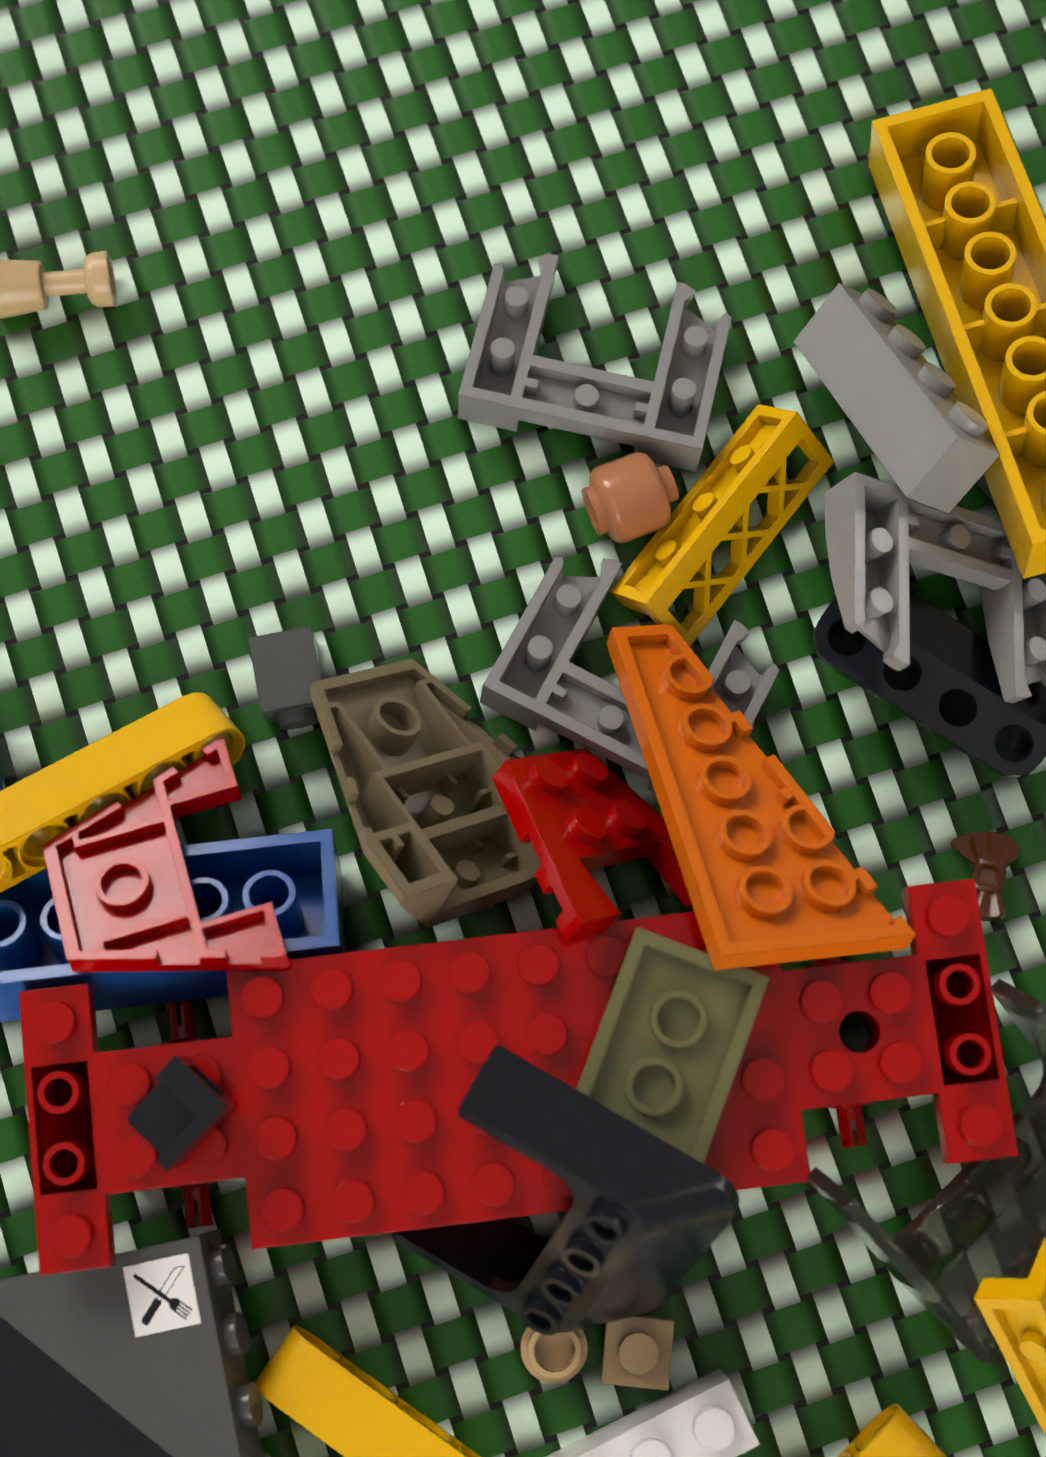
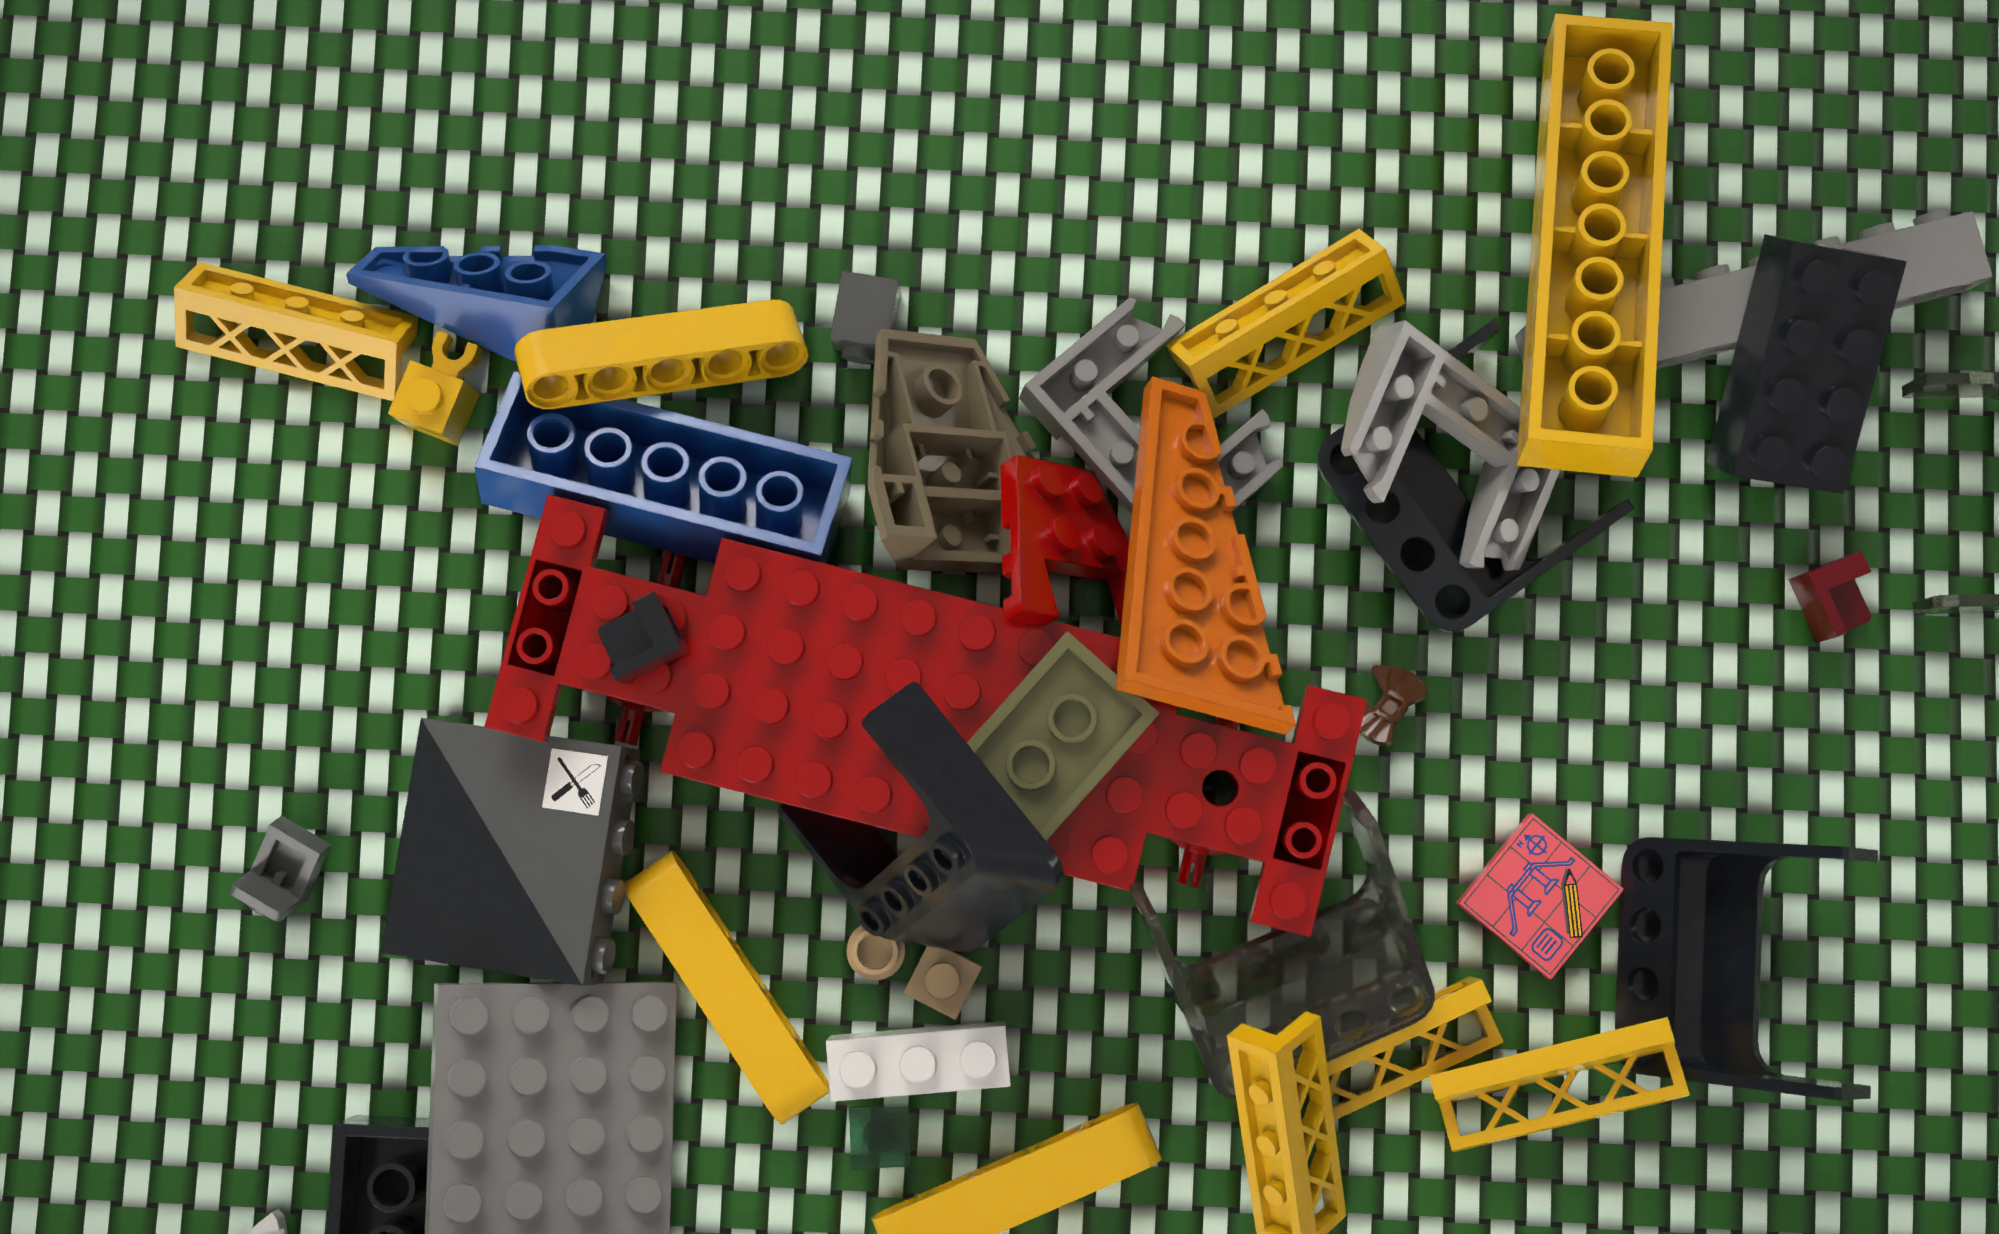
camera: 25 degrees right, 5 degrees up
(129, 893) = (666, 443): wing -> none
(512, 384) = (1150, 133): light grey wedge -> none
(629, 497) = (1214, 269): nougat head -> none
(897, 397) = (1472, 267): light grey brick -> none

